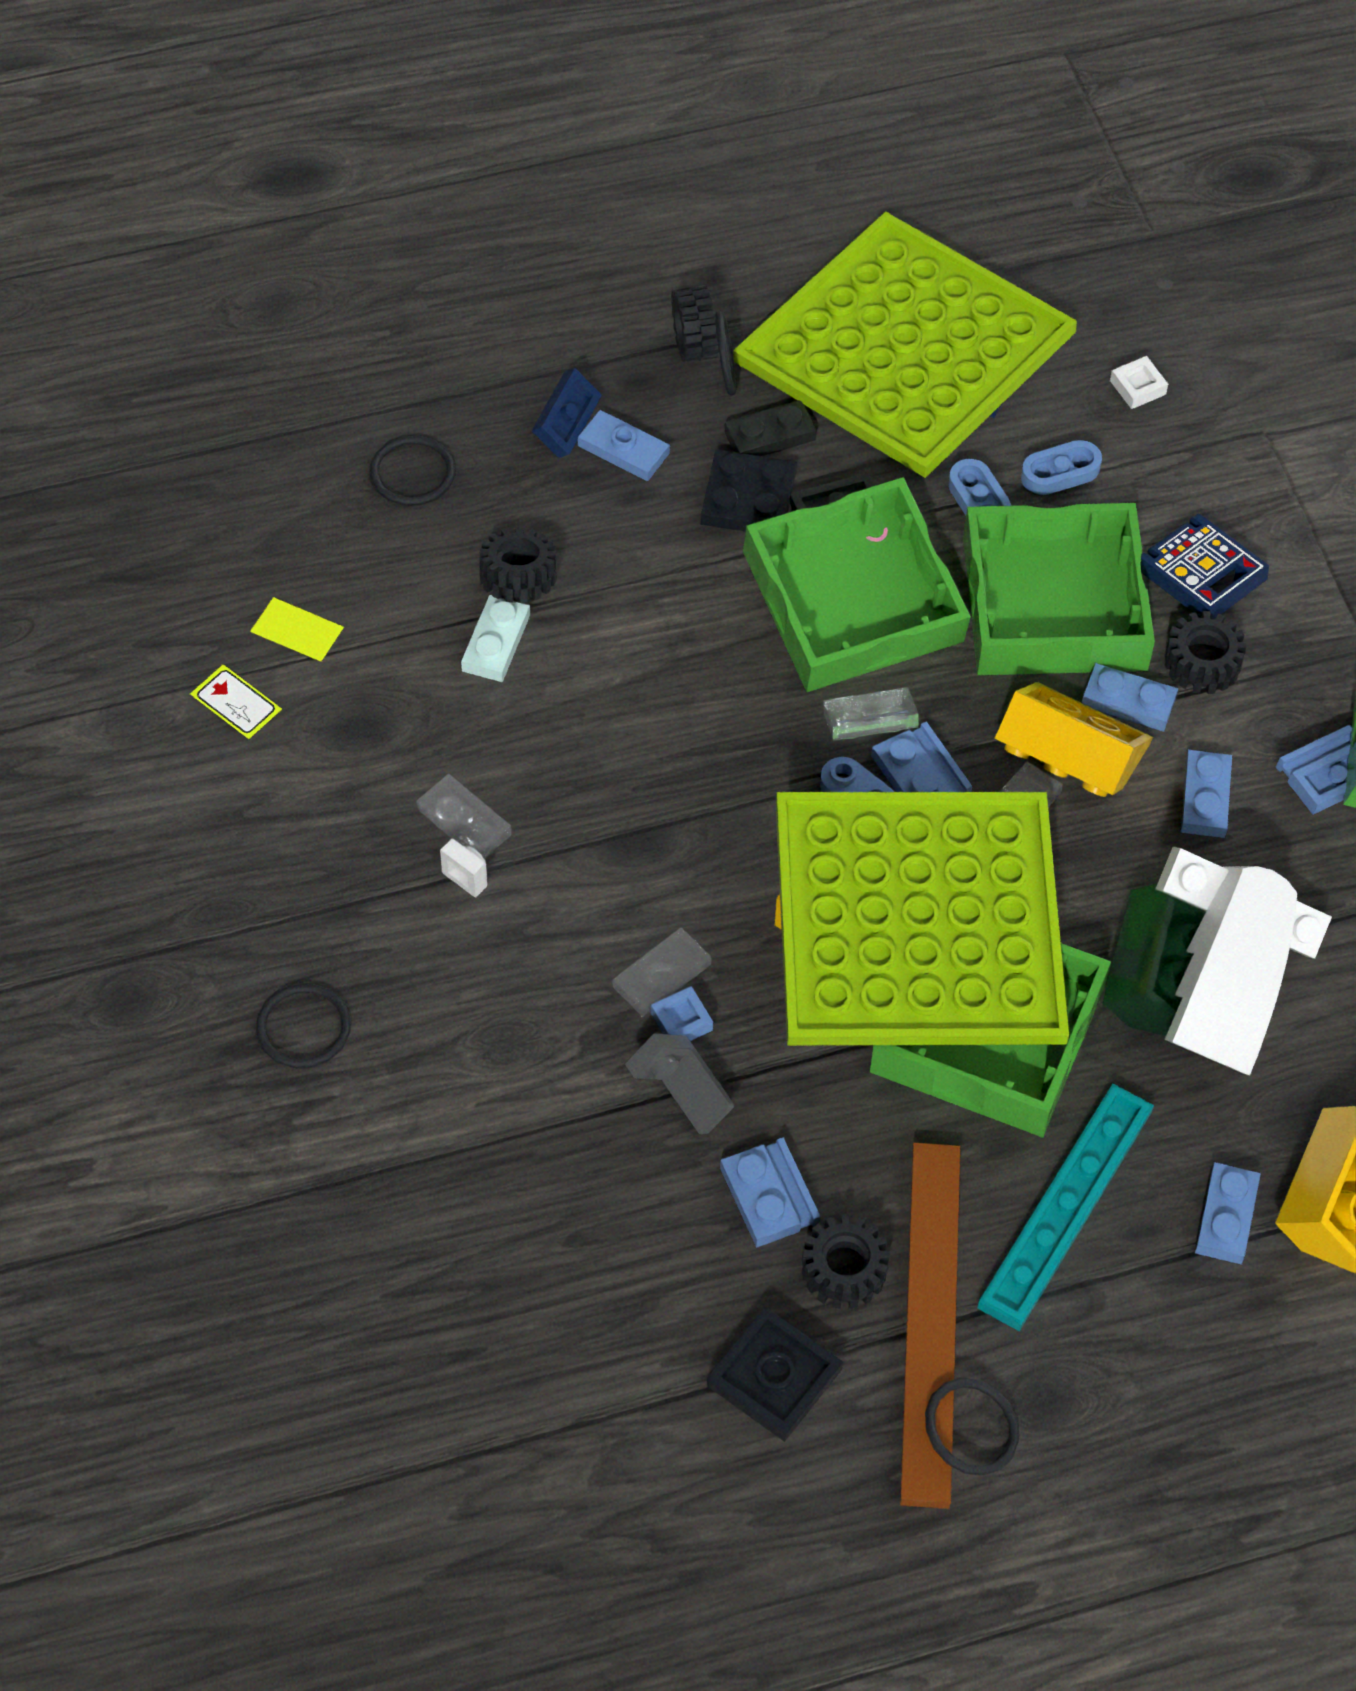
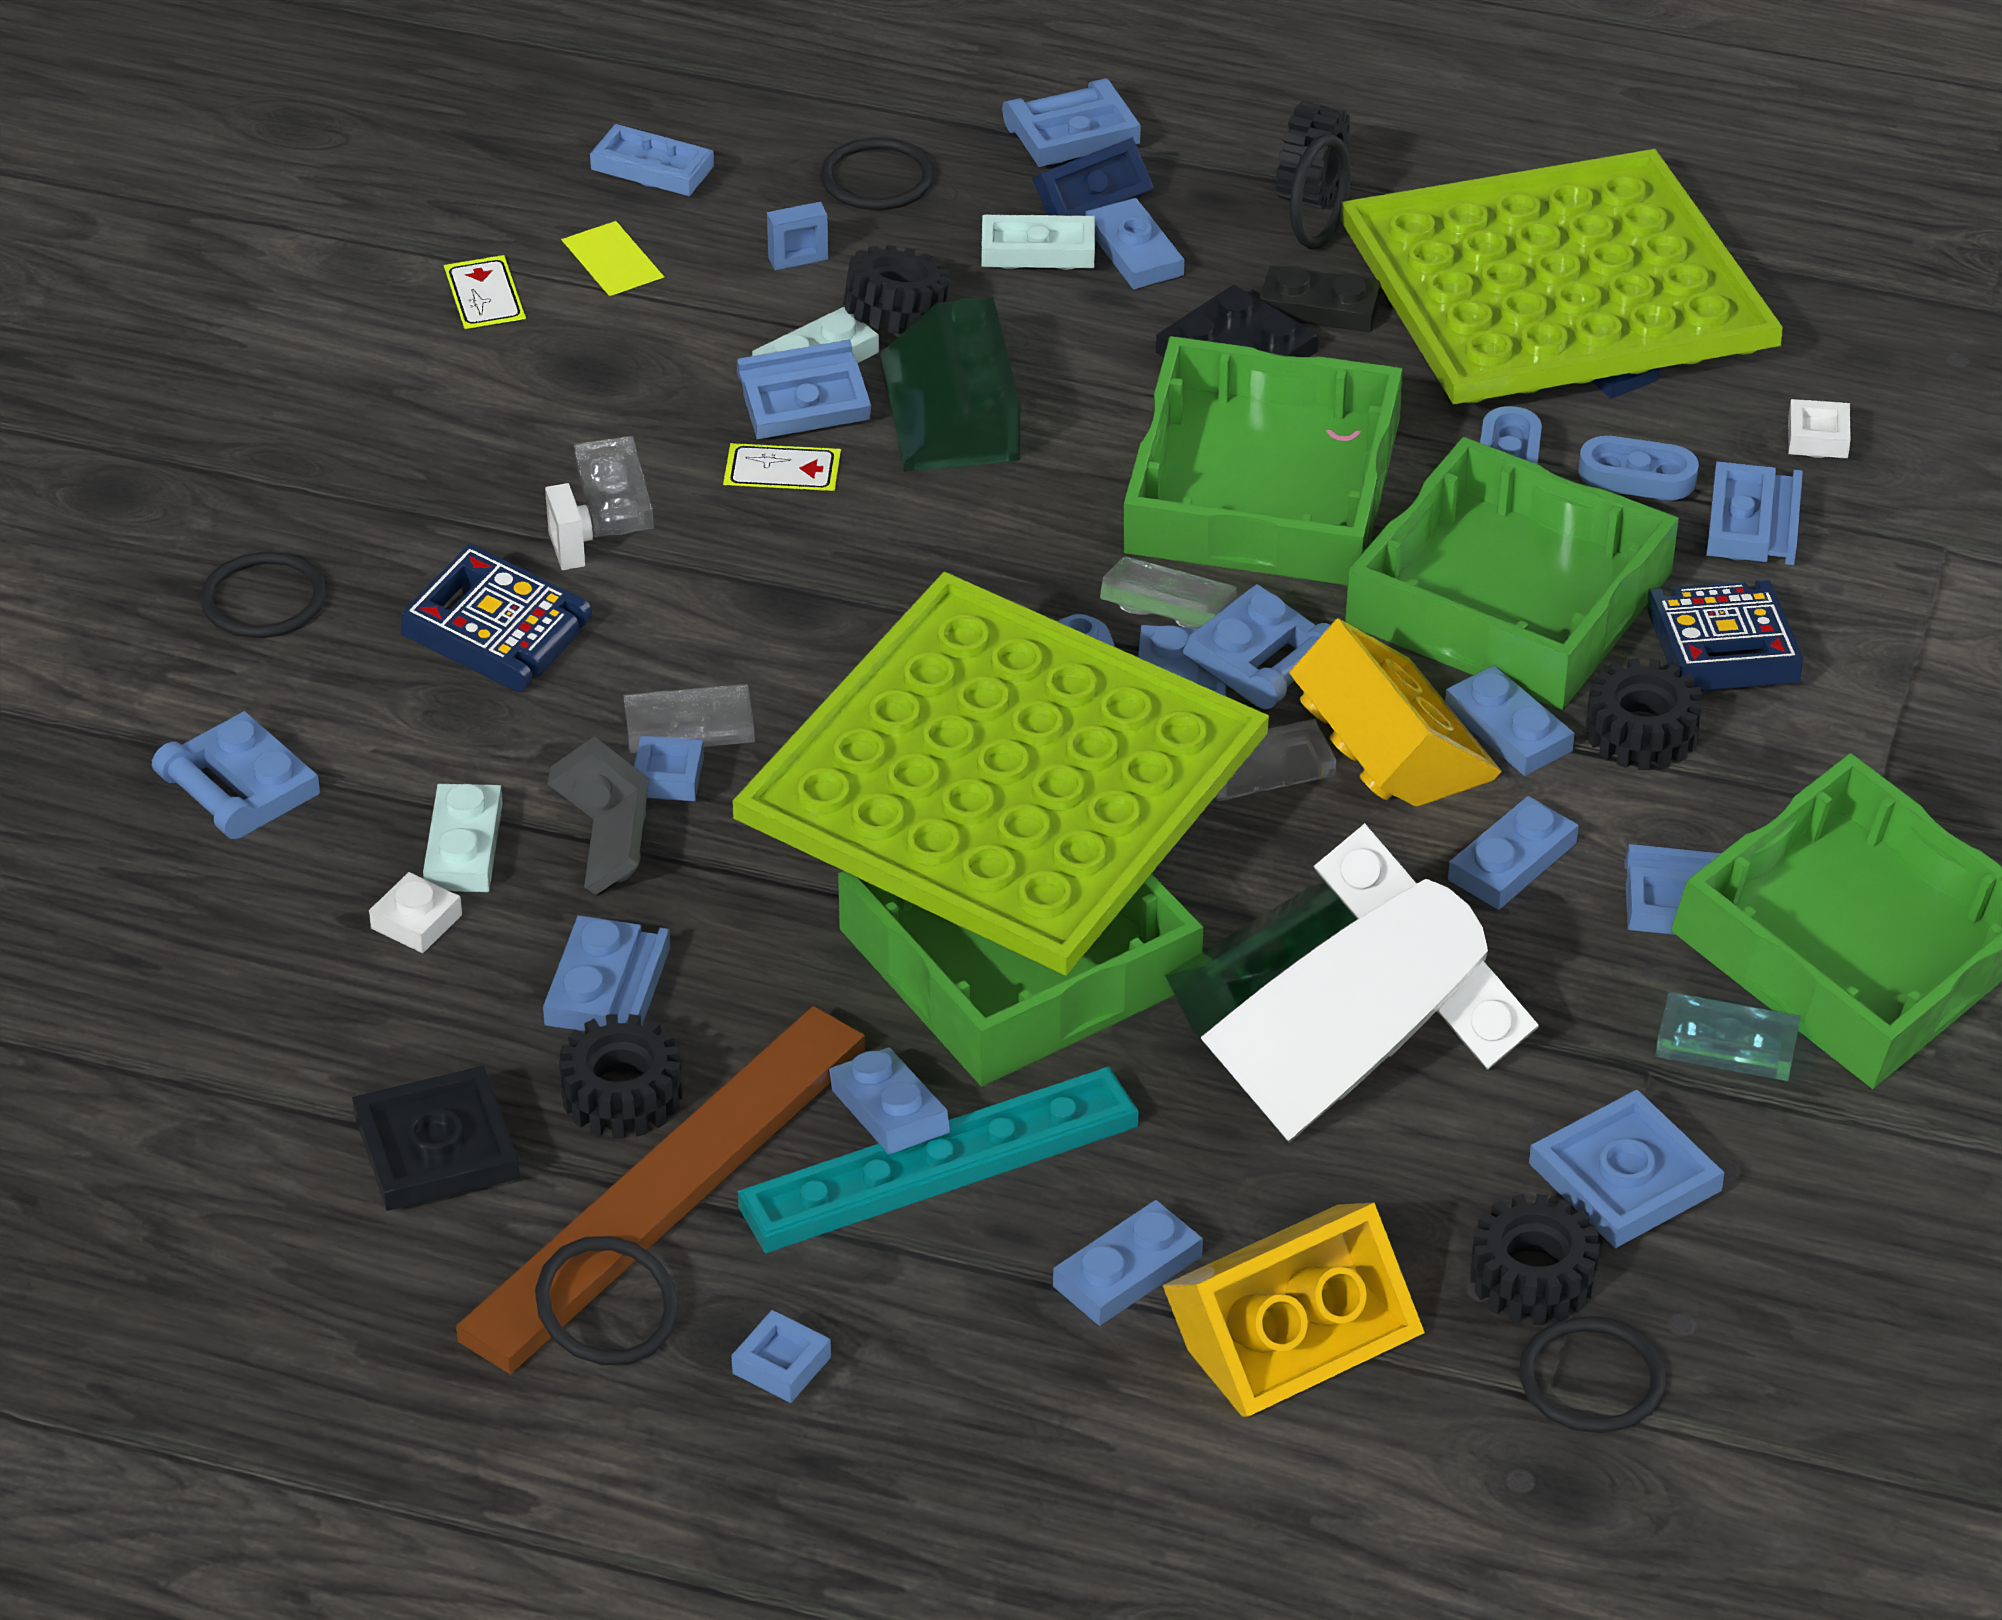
camera: 35 degrees right, 15 degrees down
(264, 537) = (652, 160): none -> medium blue plate
(415, 552) = (797, 235): none -> medium blue plate
(415, 1164) = (249, 763): none -> medium blue plate
(487, 963) = (498, 619): none -> dark blue container
(516, 374) = (1071, 123): none -> medium blue plate
(522, 676) = (803, 389): none -> medium blue plate
(546, 740) = (782, 467): none -> white sticker
(567, 477) = (1038, 241): none -> light aqua plate
(595, 1141) = (463, 837): none -> light aqua plate
(614, 625) = (953, 388): none -> clear green slope
(614, 1214) = (415, 912): none -> white plate
(944, 725) = (1248, 635): none -> medium blue plate
(1013, 1184) = (889, 1100): none -> medium blue plate
(1100, 1401) = (781, 1356): none -> medium blue plate
(1151, 466) = (1754, 513): none -> medium blue plate

